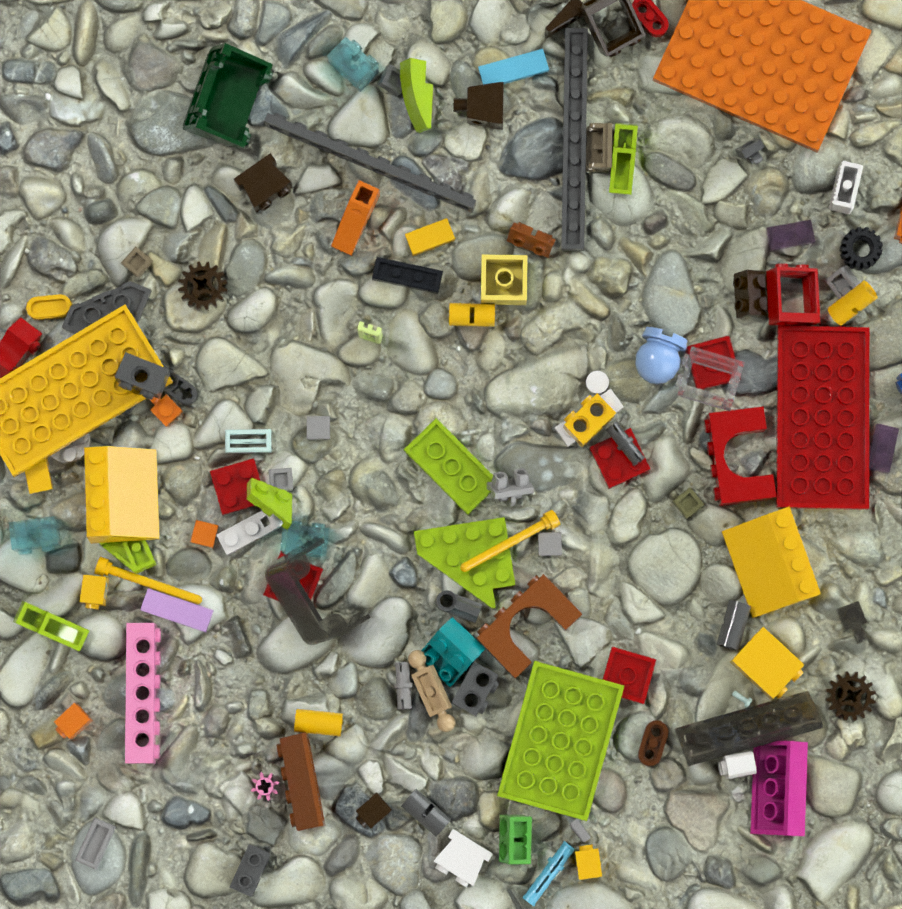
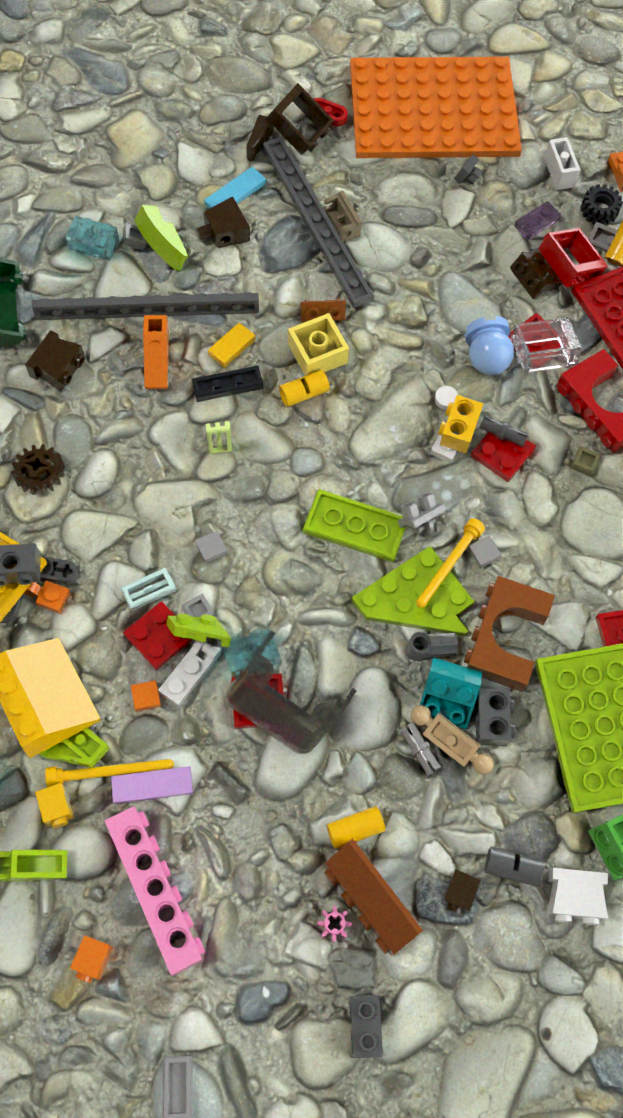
camera: 30 degrees left, 15 degrees down
(623, 158) = (372, 227): lime slope -> none

